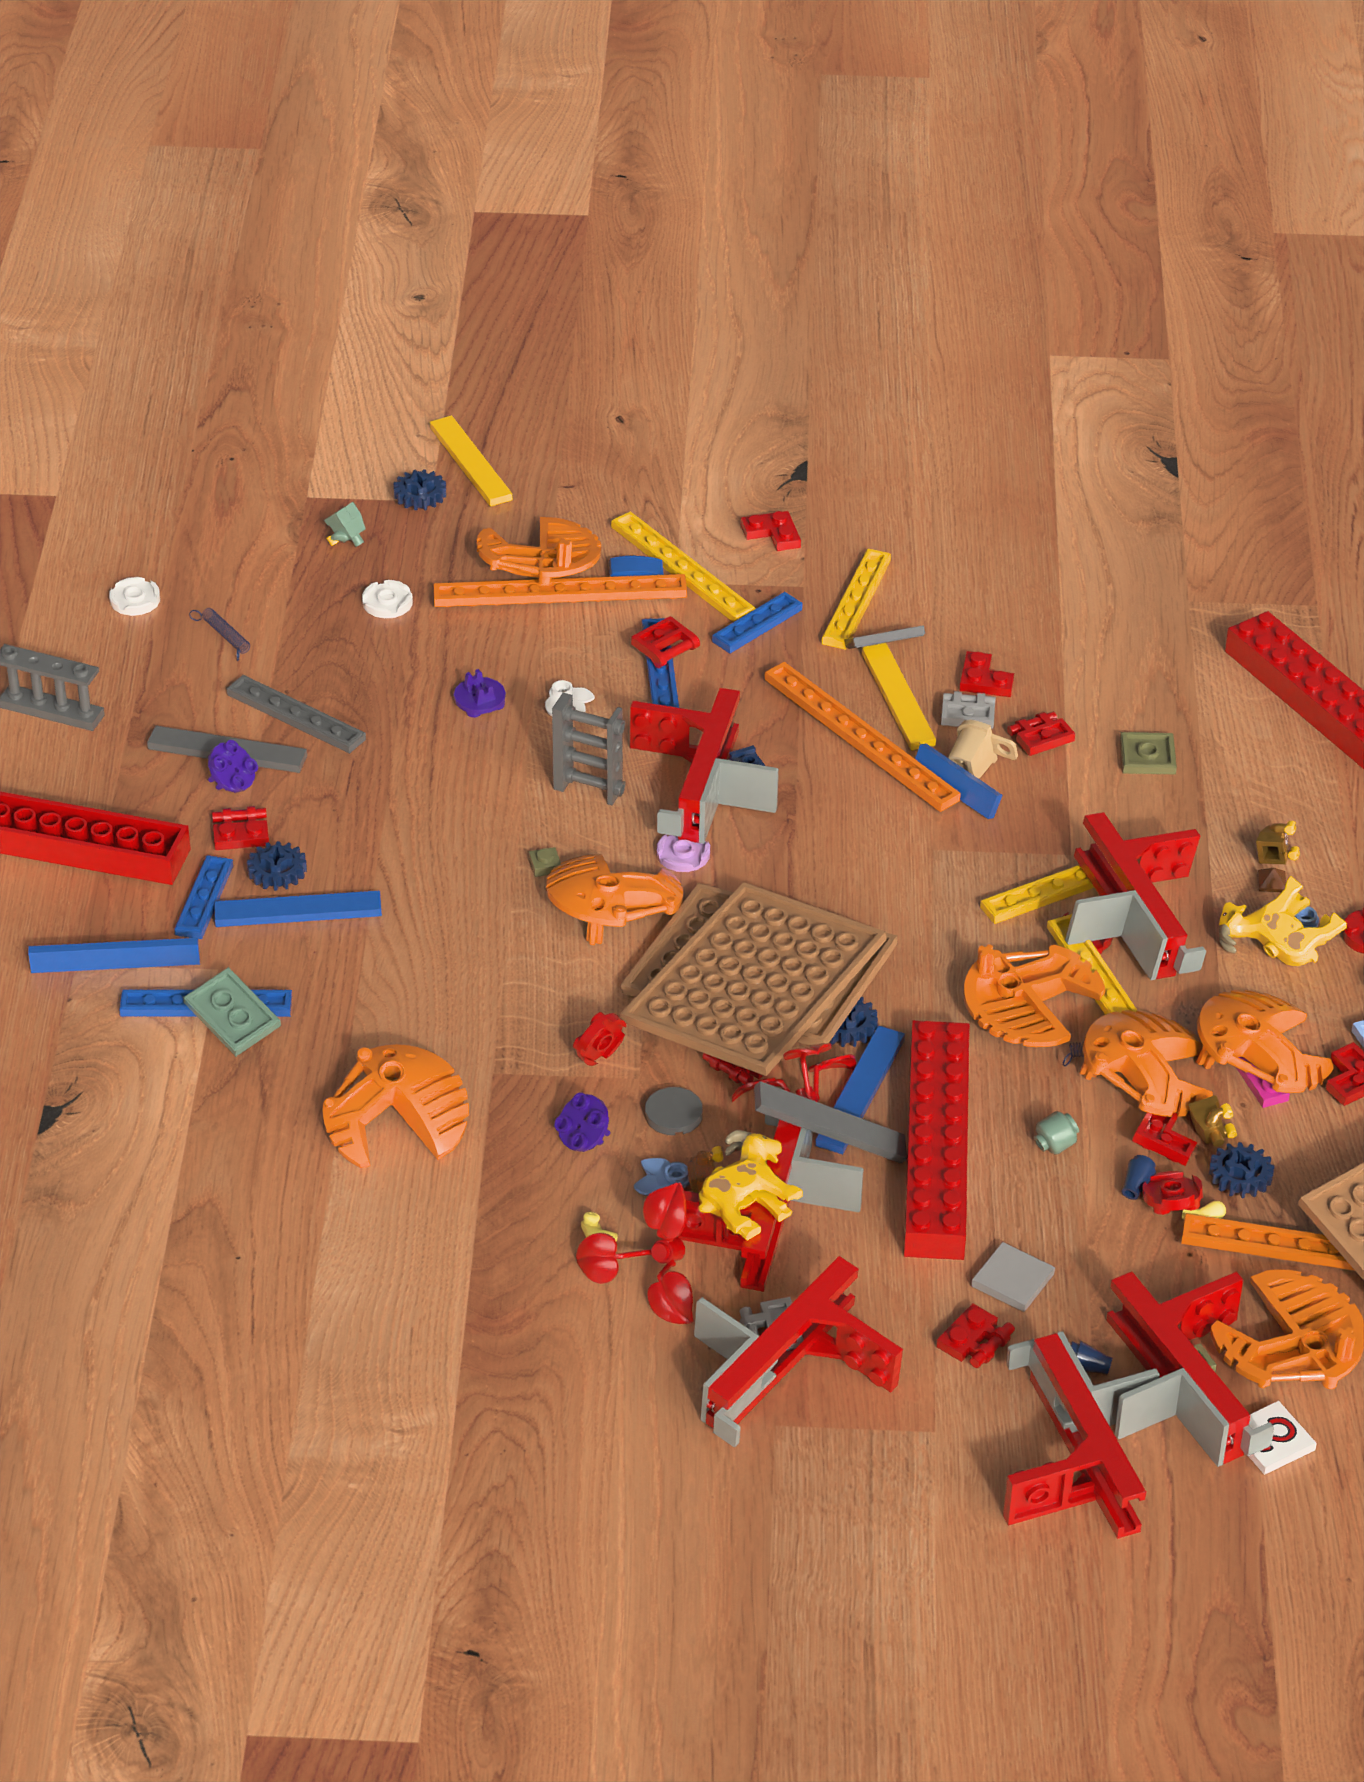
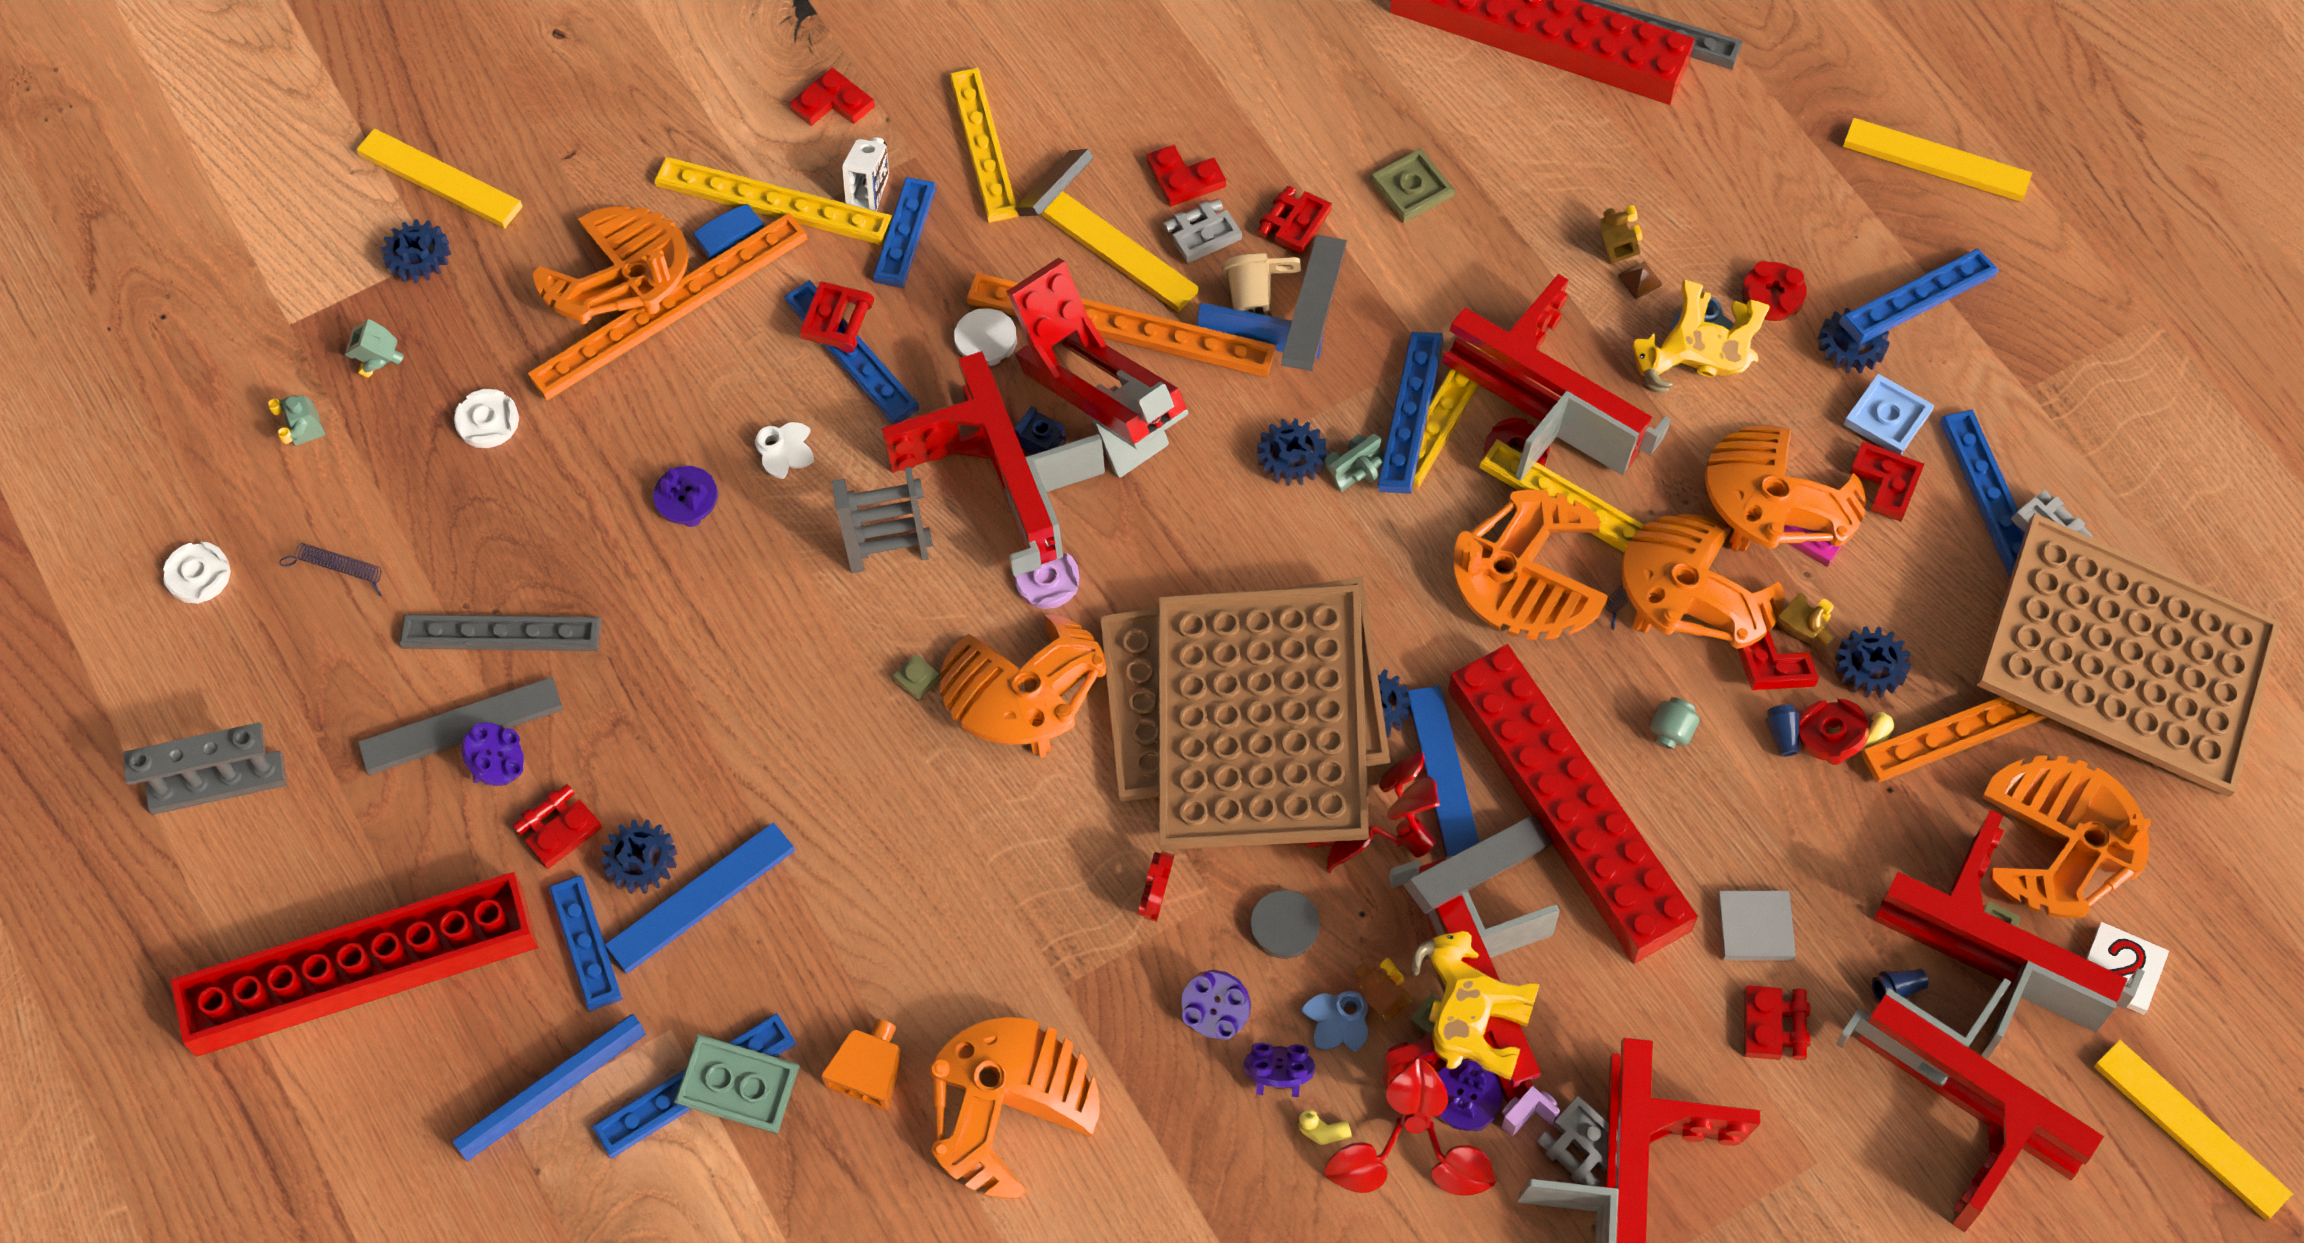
camera: 30 degrees left, 20 degrees up
(269, 542) = (300, 417): none -> sand green piece
(322, 1043) = (866, 1066): none -> orange torso
(591, 1172) = (1279, 1066): none -> dark purple plate
(722, 1269) = (1473, 1081): none -> dark purple plate
(746, 1289) = (1520, 1110): none -> lavender bracket
(756, 573) = (868, 161): none -> white torso
(761, 702) = (987, 332): none -> white tile
(809, 762) = (1127, 417): none -> red piece
(917, 857) = (1293, 454): none -> dark blue gear
(959, 884) = (1358, 463): none -> sand green hips
(1006, 777) = (1313, 303): none -> dark grey tile
(1024, 874) = (1410, 413): none -> blue tile
(1238, 1556) = (2193, 1130): none -> yellow tile

